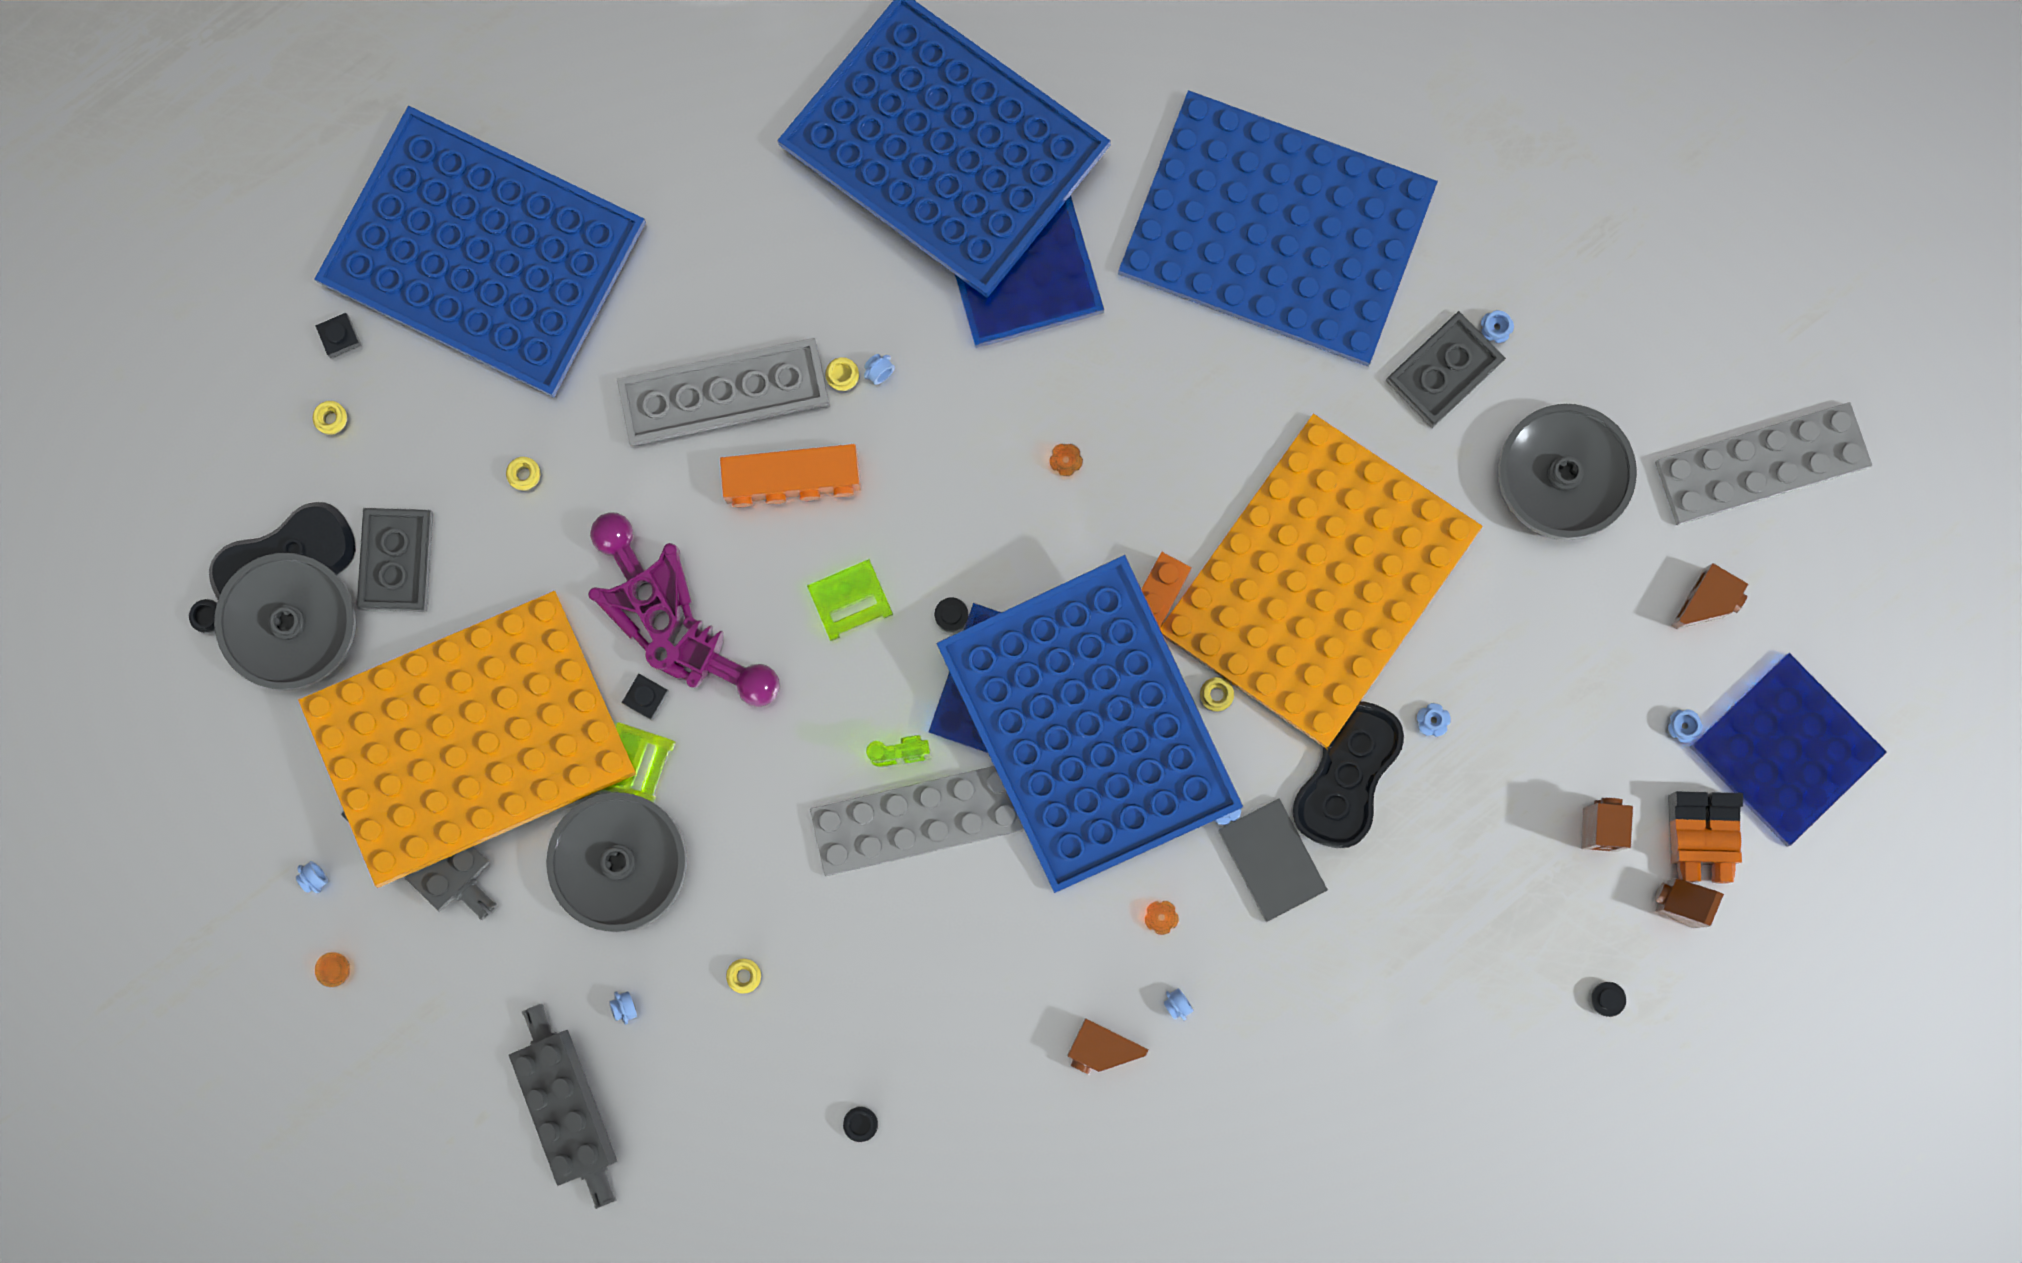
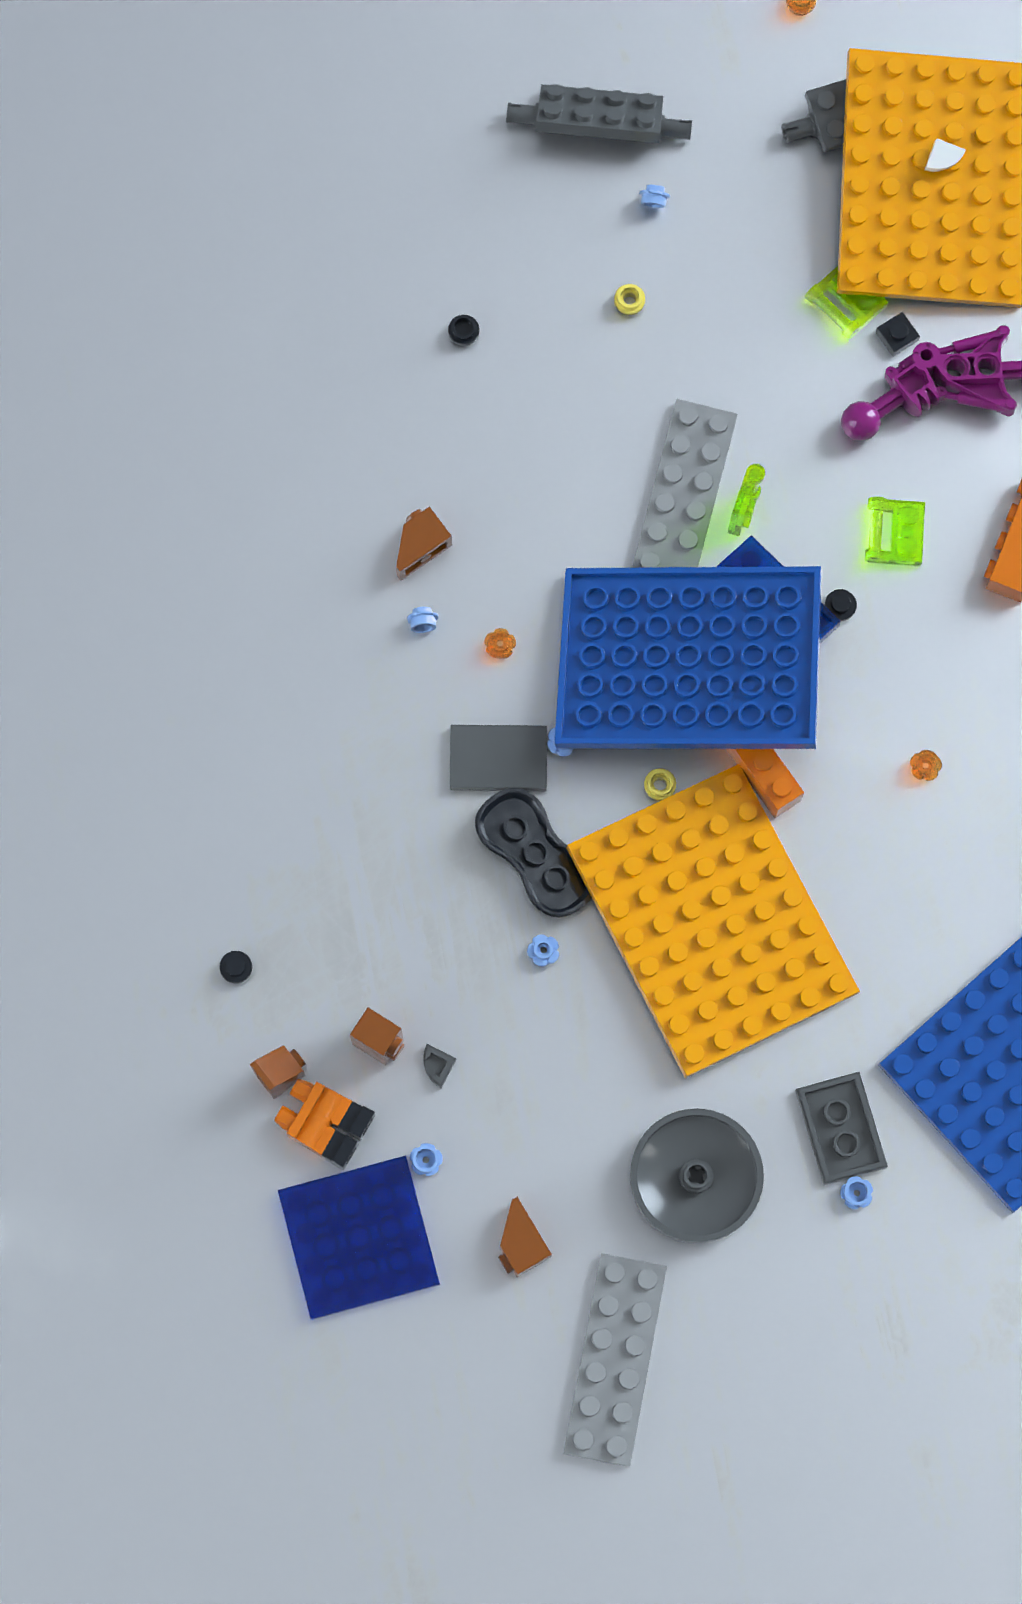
camera: 115 degrees right, 5 degrees down
(311, 877) = (883, 17): light blue plate -> none
(445, 736) = (943, 156): none -> white tile
(616, 862) = (773, 243): dark grey dish -> none
(1591, 761) = (437, 1065): none -> dark grey tile

